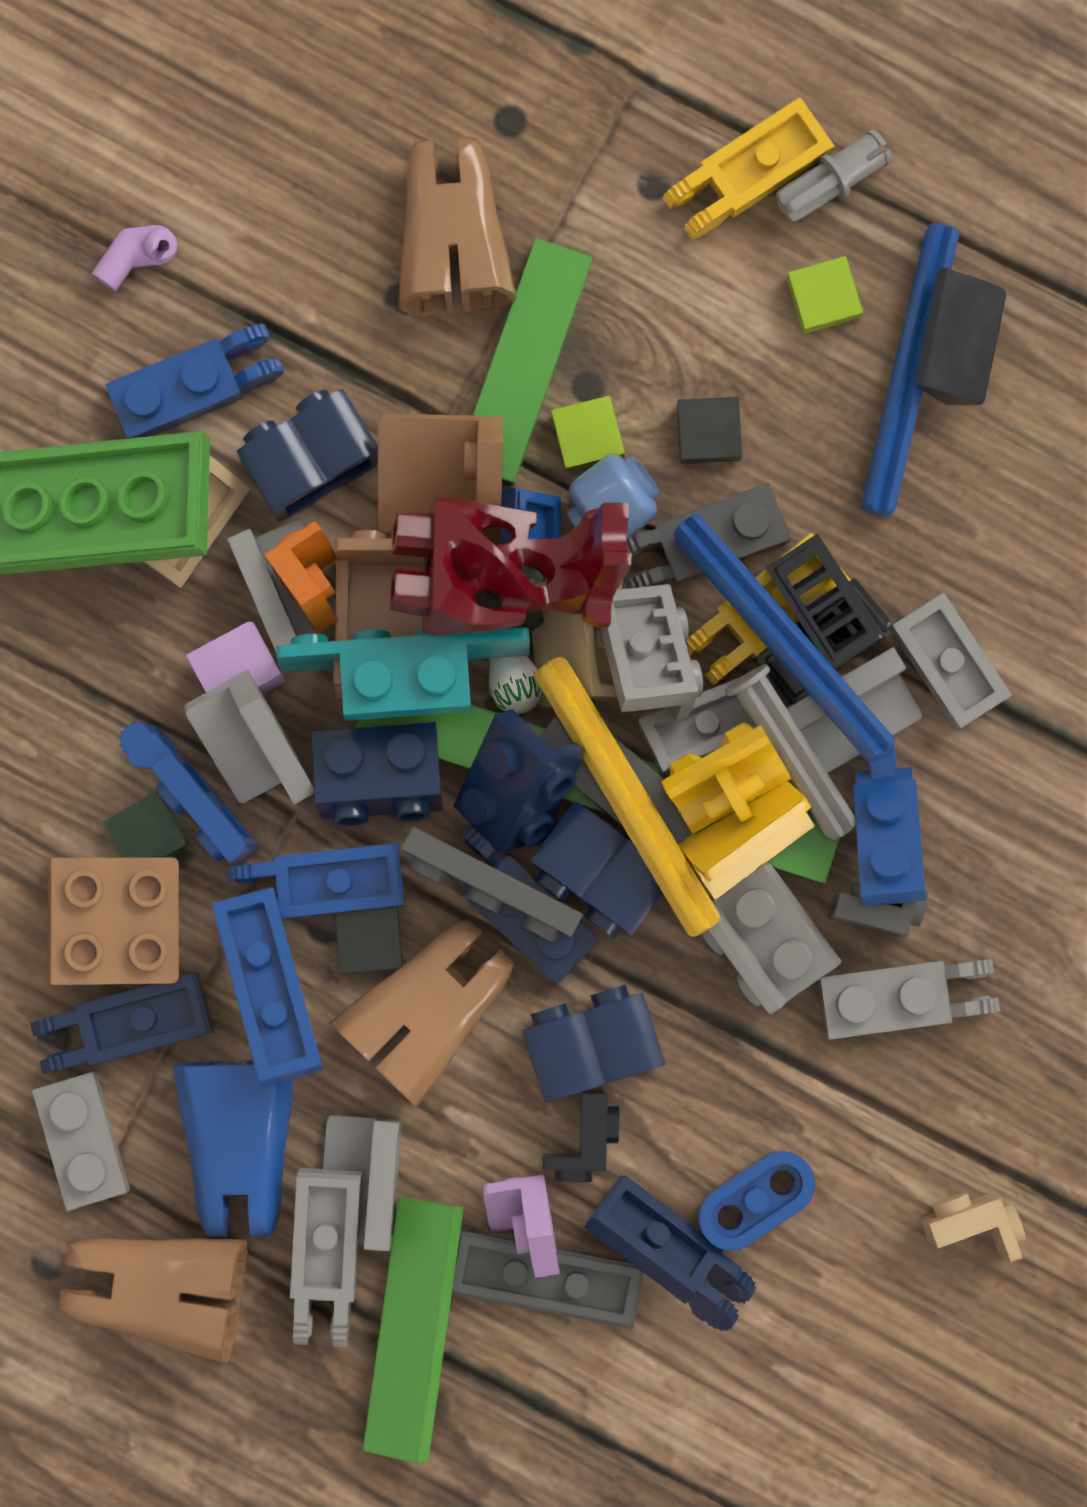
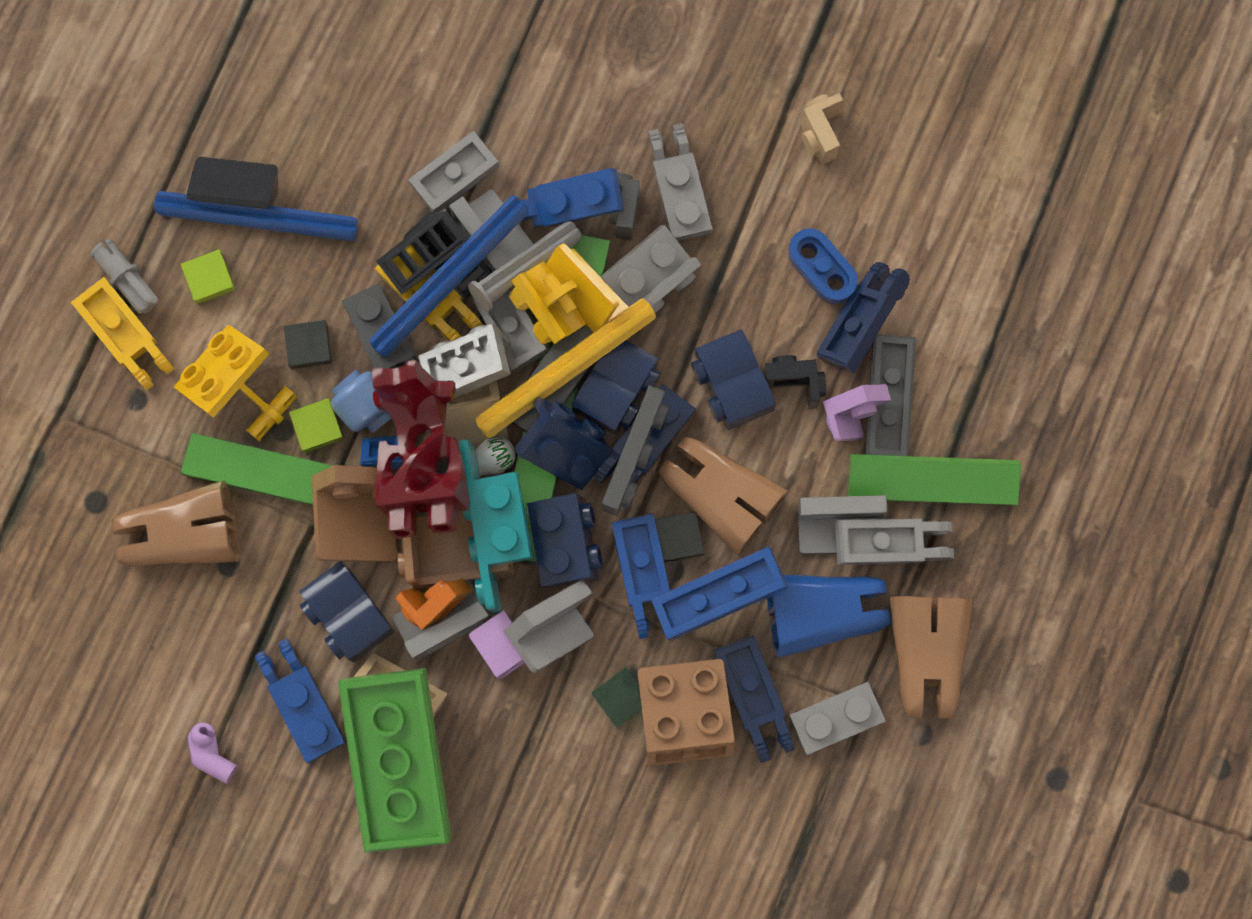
camera: 95 degrees left, 5 degrees down
(187, 790) = (589, 671): blue hinge -> none
(671, 303) = (223, 371): none -> yellow plate

